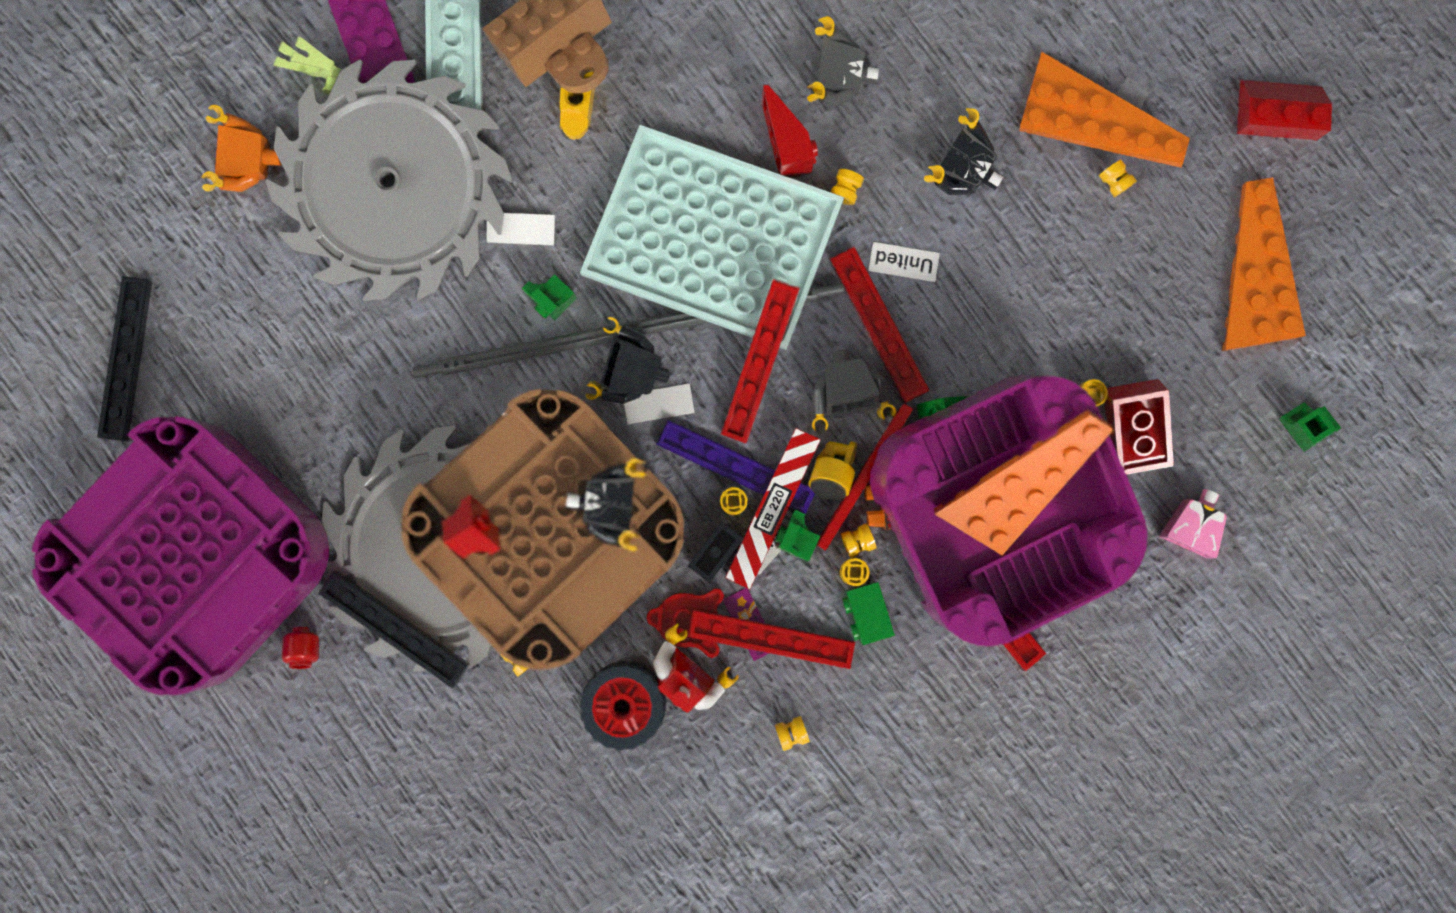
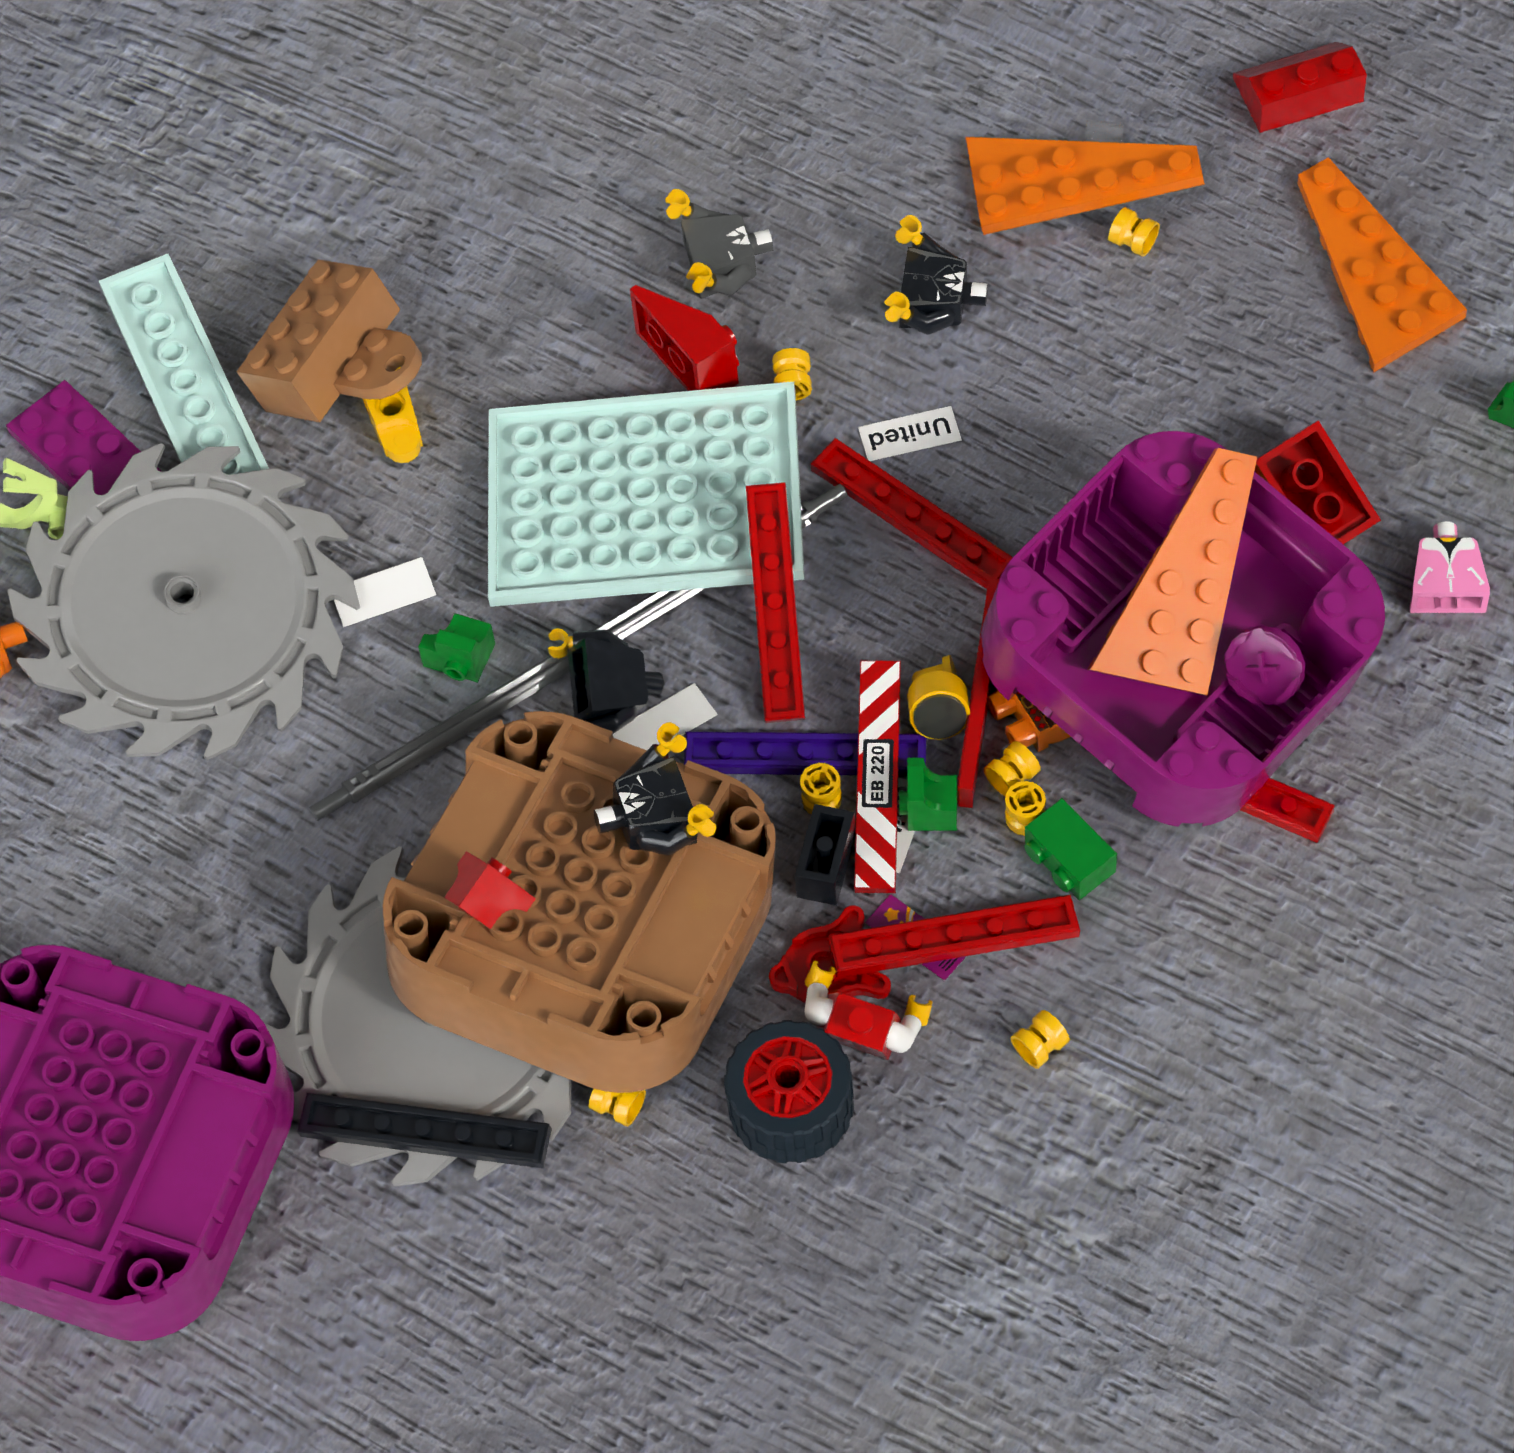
camera: 15 degrees left, 25 degrees down
(300, 648) = (301, 1213): red head -> none
(849, 388) = (909, 593): dark grey torso -> none
(1048, 560) = (1264, 665): none -> magenta tile

